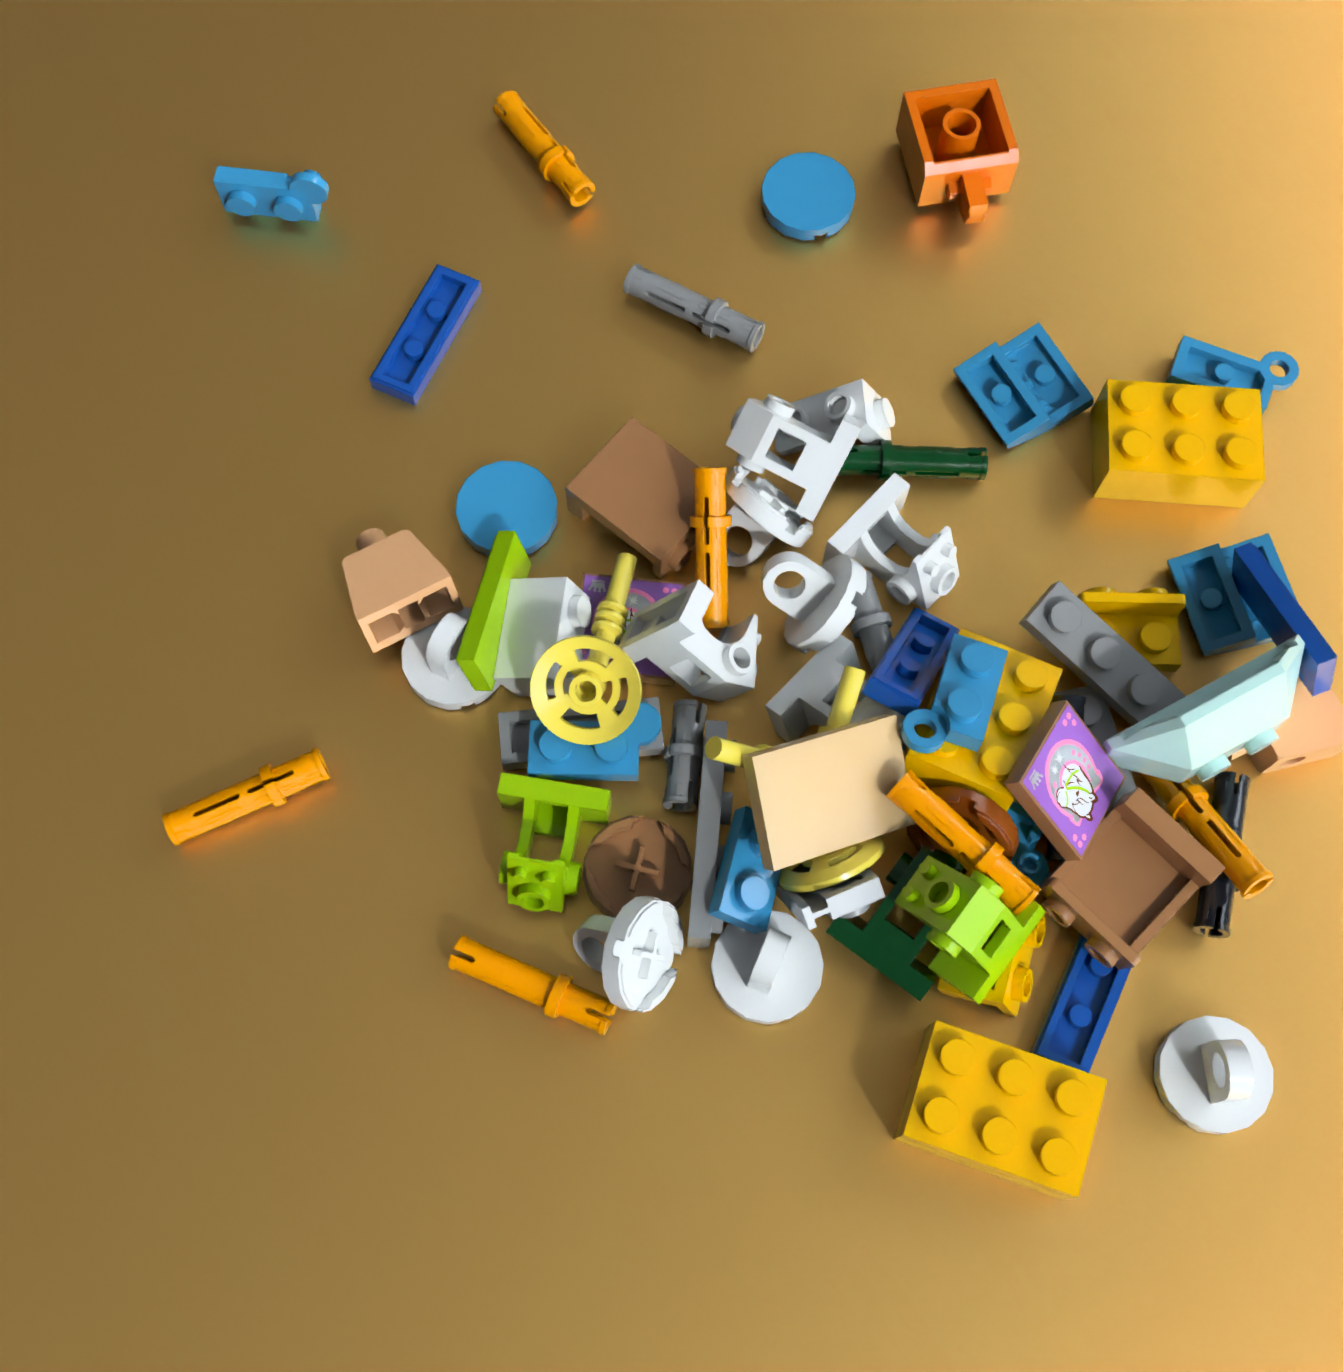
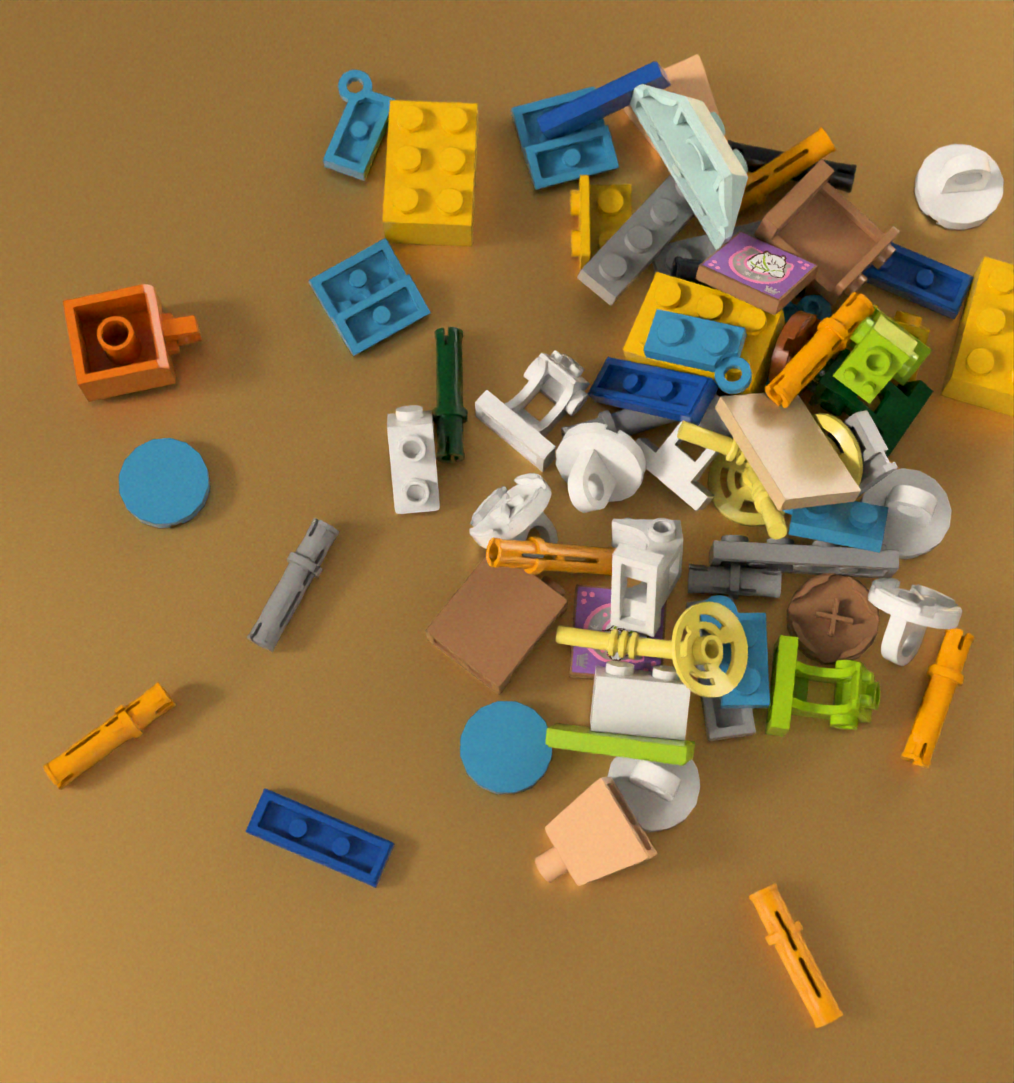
camera: 90 degrees left, 5 degrees up
(271, 193) = (166, 1029): dark azure hinge -> none
(820, 461) = (436, 505): white tile -> none

